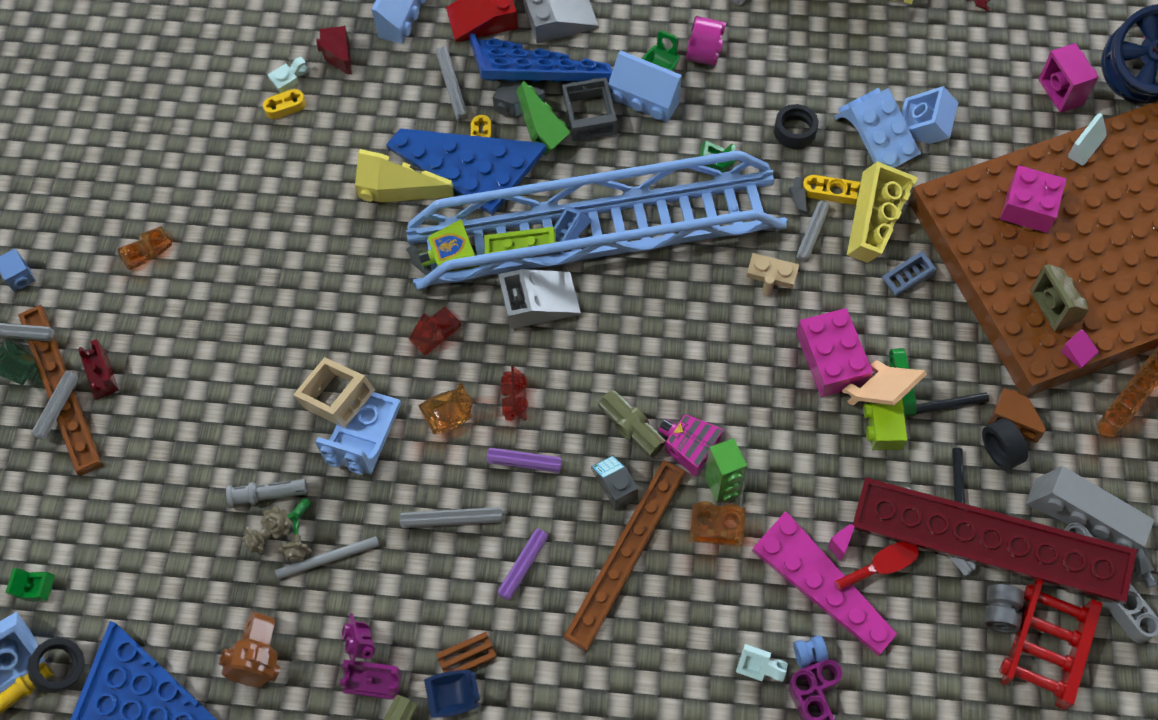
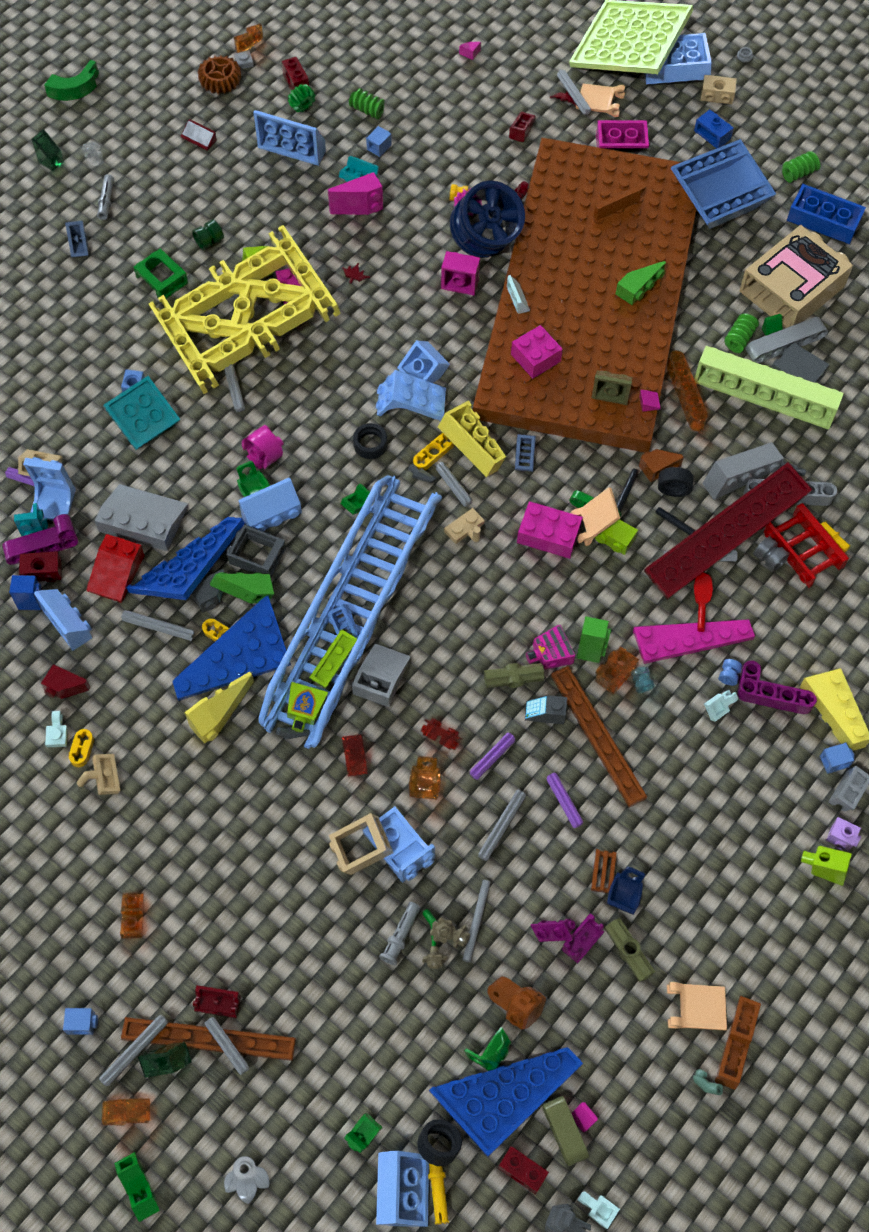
camera: 60 degrees left, 0 degrees up
(185, 660) = (494, 1052): none -> green piece
(267, 136) = (104, 773): none -> tan plate
(726, 559) = (642, 679): none -> clear light blue wheel
(840, 541) = (675, 610): dark pink slope -> none
(1092, 673) = (836, 537): none -> yellow axle

